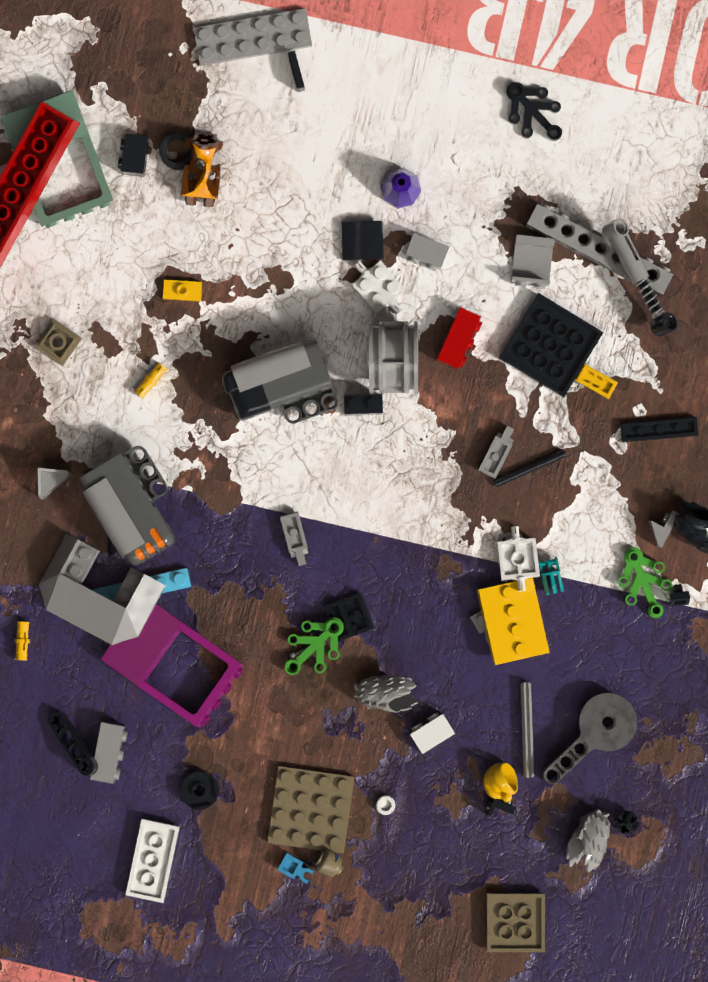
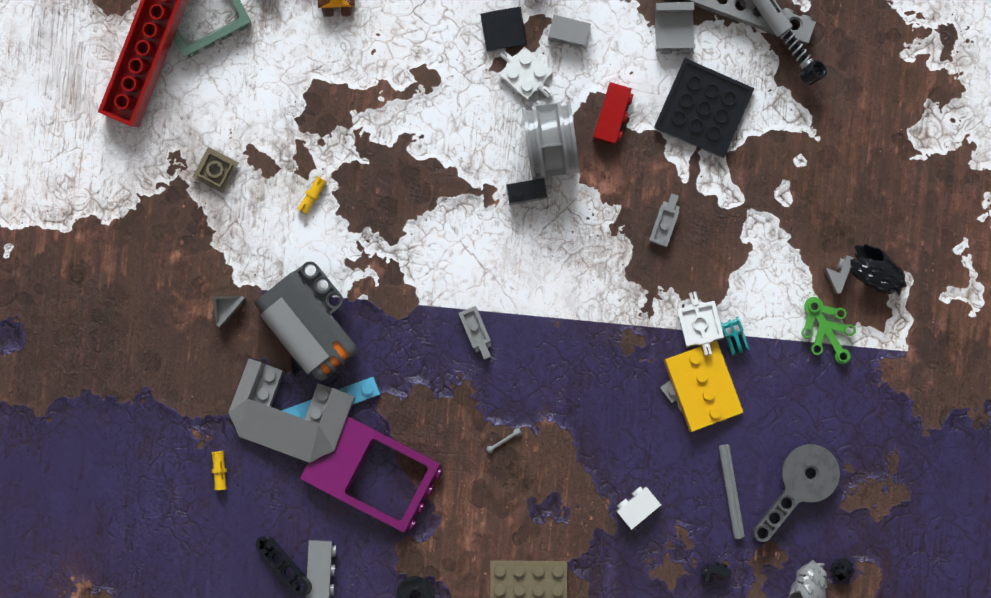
camera: 15 degrees left, 0 degrees up
(182, 290) = (331, 102): yellow plate -> none
(280, 379) = (441, 177): piece -> none
(317, 644) = (511, 433): bright green plant -> none
(352, 613) = (540, 404): black slope -> none
(385, 804) = (601, 584): white tile -> none
(386, 692) = (588, 473): light grey head -> none
(500, 782) = (712, 546): yellow piece -> none
(530, 468) = (700, 232): black bar -> none
(596, 381) = (753, 138): yellow plate -> none
(659, 429) = (821, 177): black tile -> none
(679, 596) = (864, 340): black tile -> none

